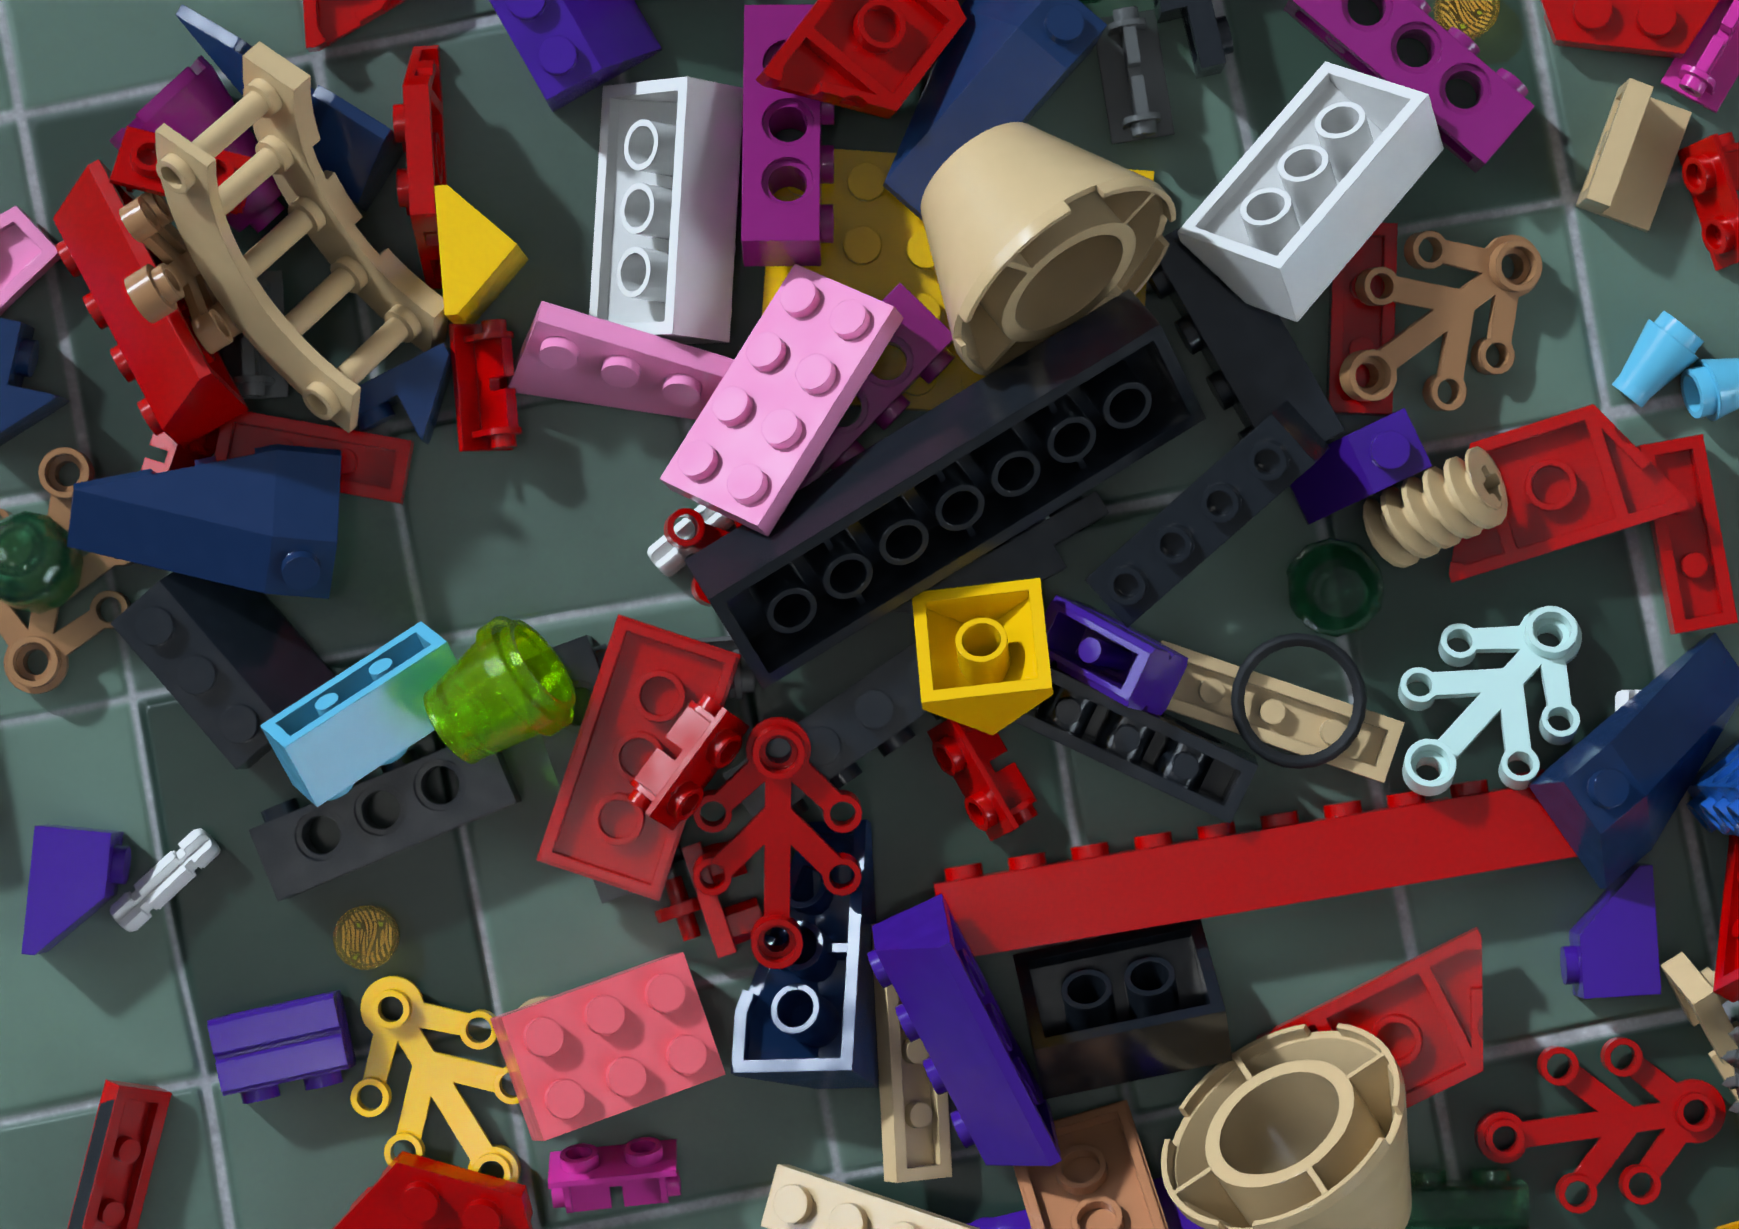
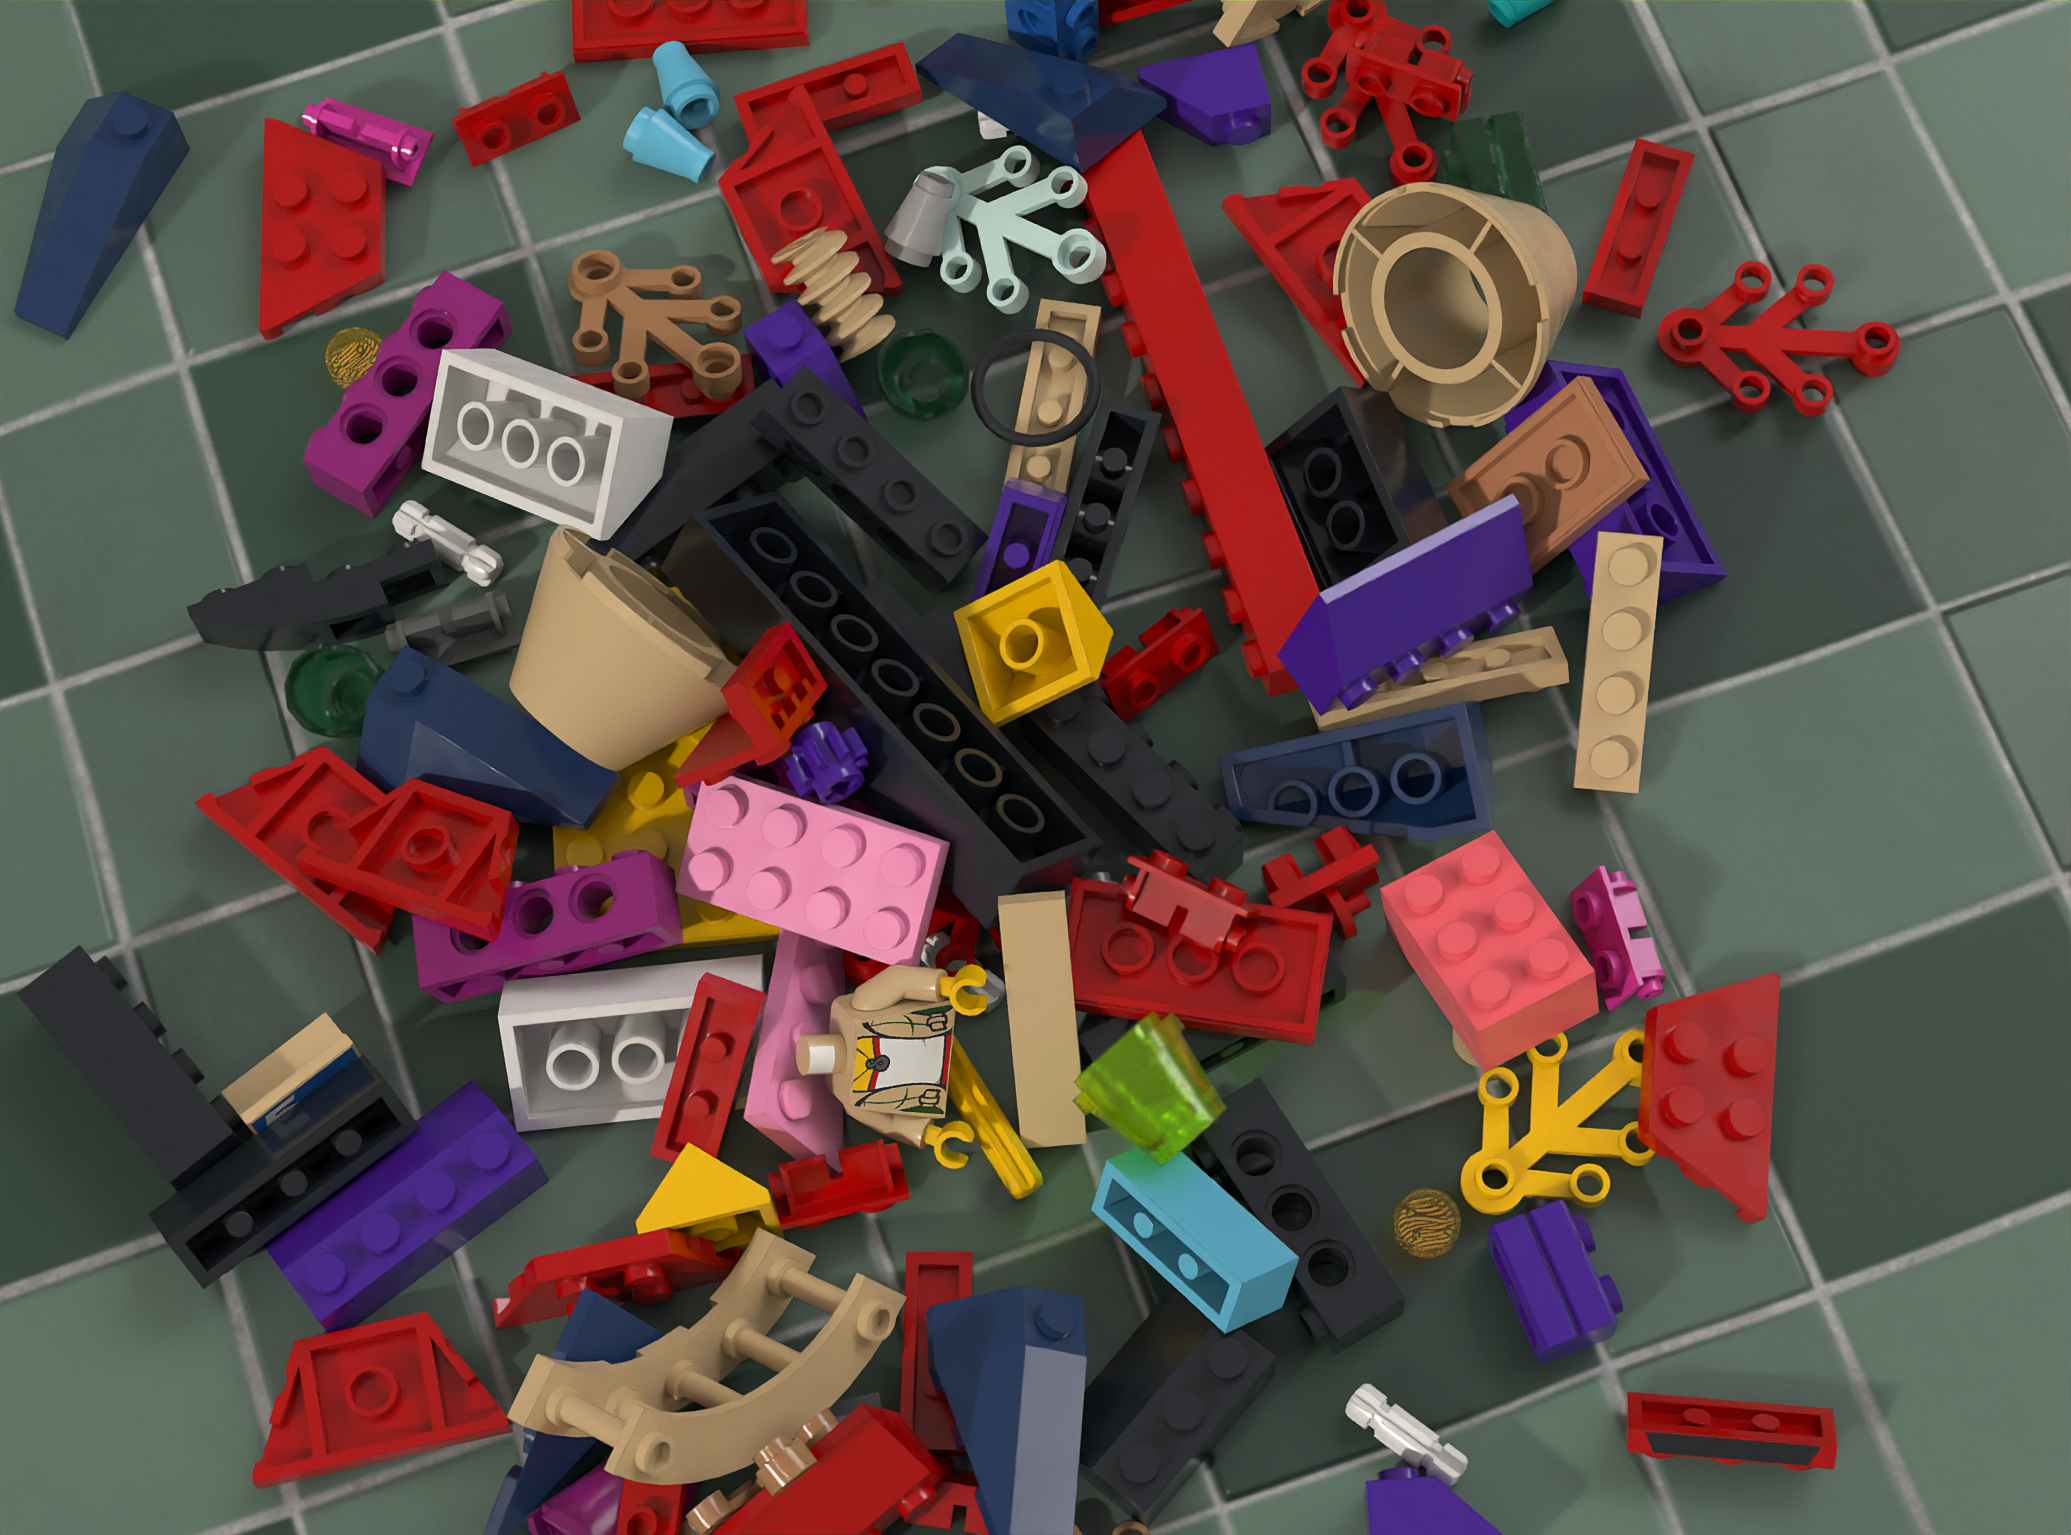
camera: 100 degrees left, 20 degrees down
(415, 383) = (855, 1249): dark blue slope -> none
(545, 531) = (991, 1126): none -> yellow axle
(589, 454) = (893, 1053): none -> torso
(601, 601) = (1042, 1017): none -> tan tile
(605, 274) = (709, 1068): none -> red plate
(777, 829) = (1245, 815): red plant -> none
(867, 426) = (827, 762): none -> dark purple gear
(913, 362) = (766, 704): none -> red bracket
(1236, 81) = (450, 542): none -> white axle
(1509, 609) = (921, 221): none -> light grey cone
(1582, 1167) = (1381, 68): none -> red hinge
(1633, 157) = (481, 199): tan panel -> none

